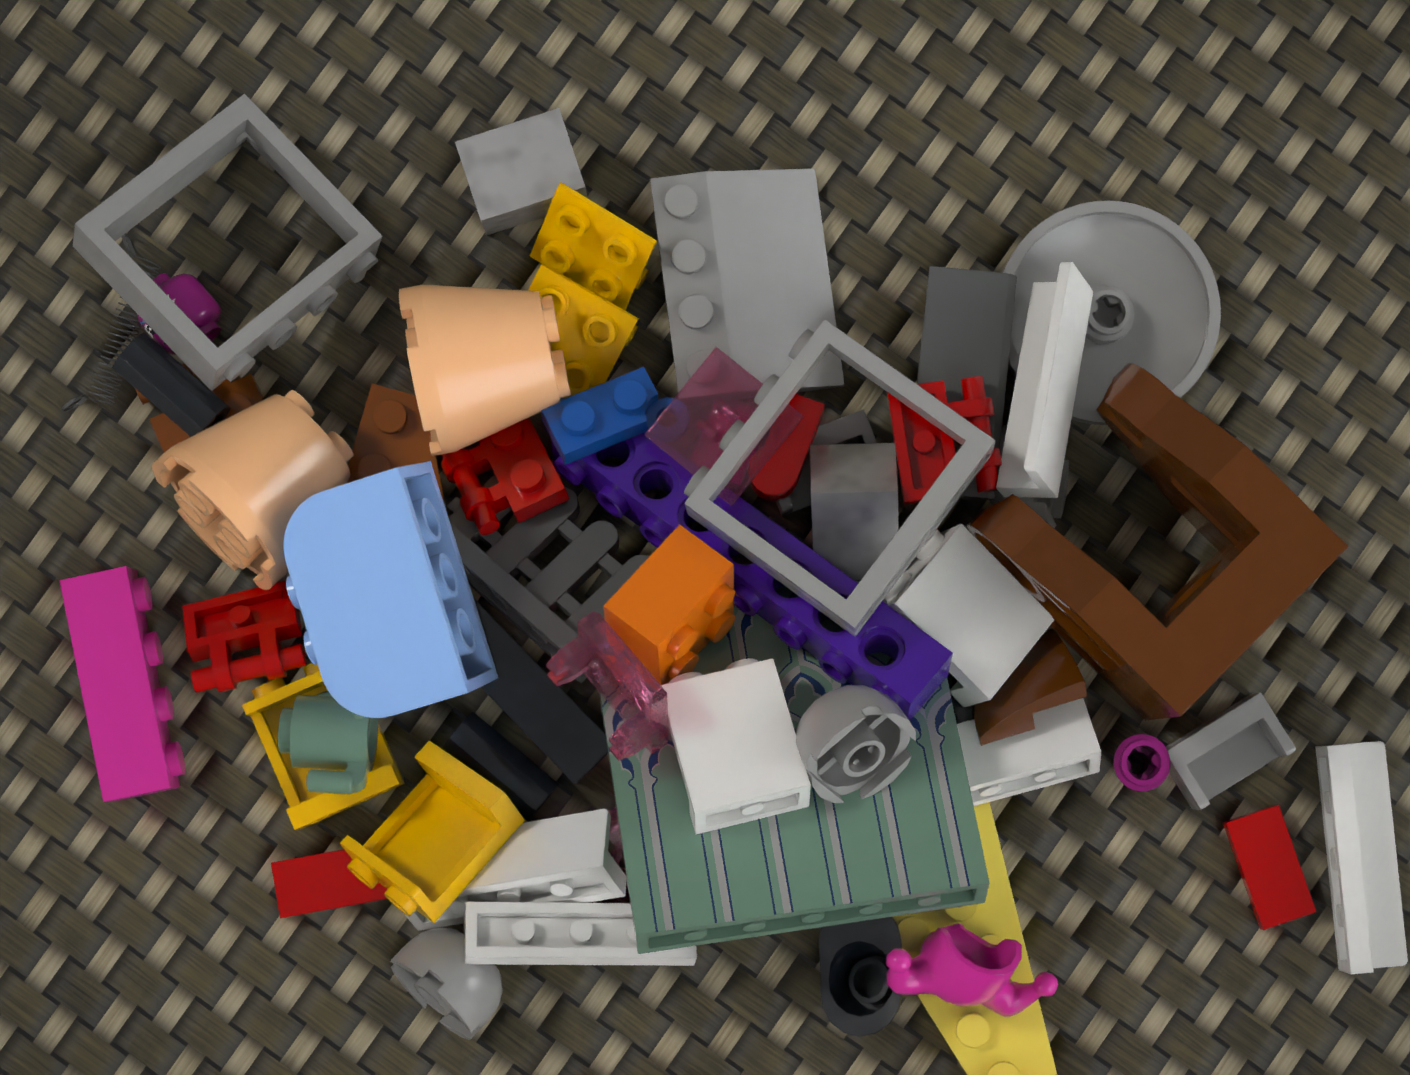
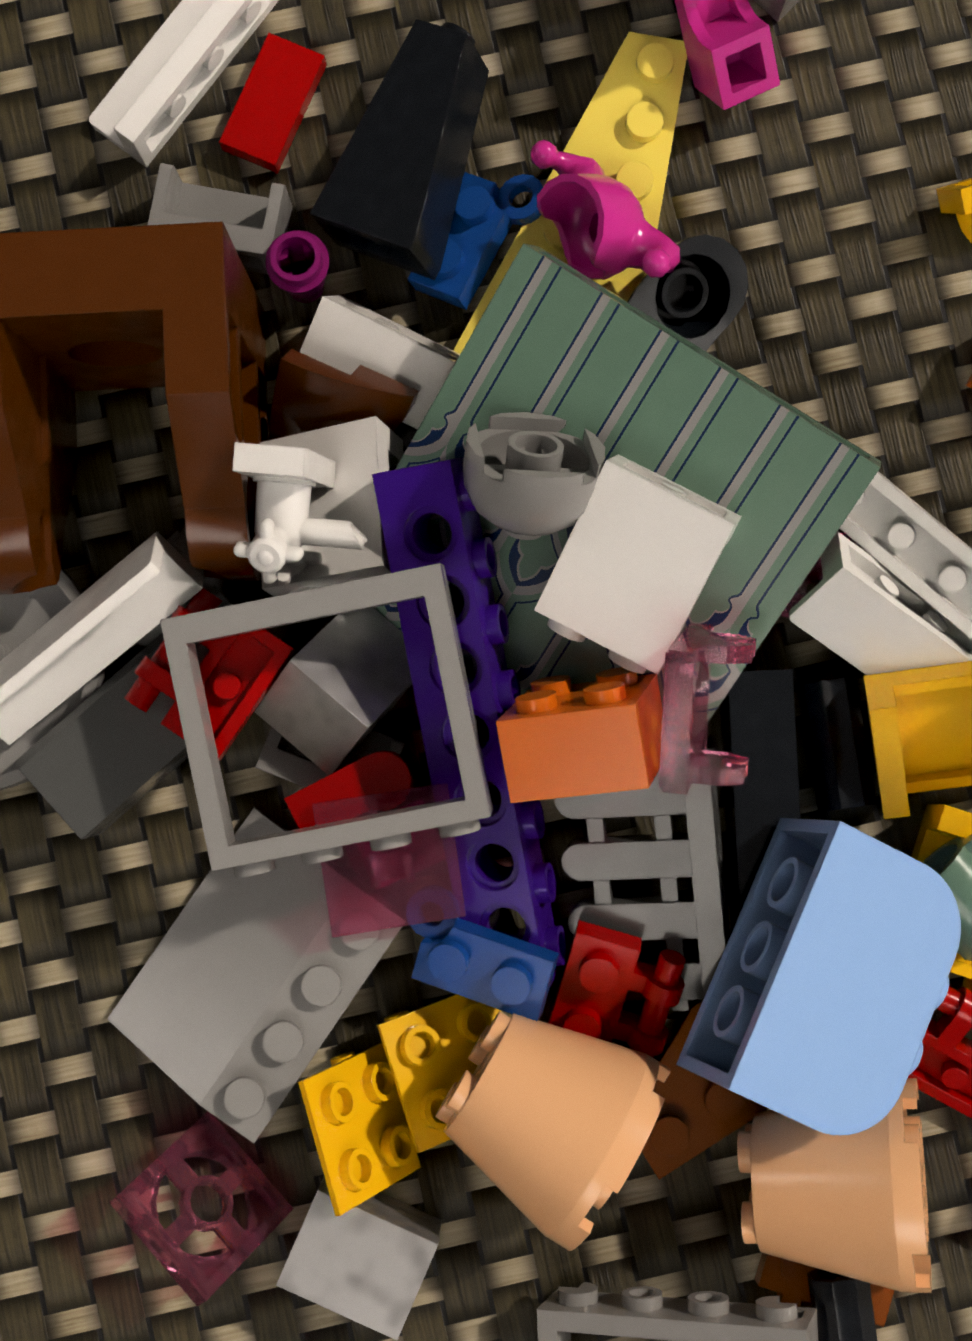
camera: 135 degrees left, 0 degrees up
(610, 146) = (264, 1203): none -> clear pink piece
(980, 571) = (282, 510): none -> white piece
(1049, 894) = (476, 234): none -> blue hinge
(1140, 910) = (409, 153): none -> black slope

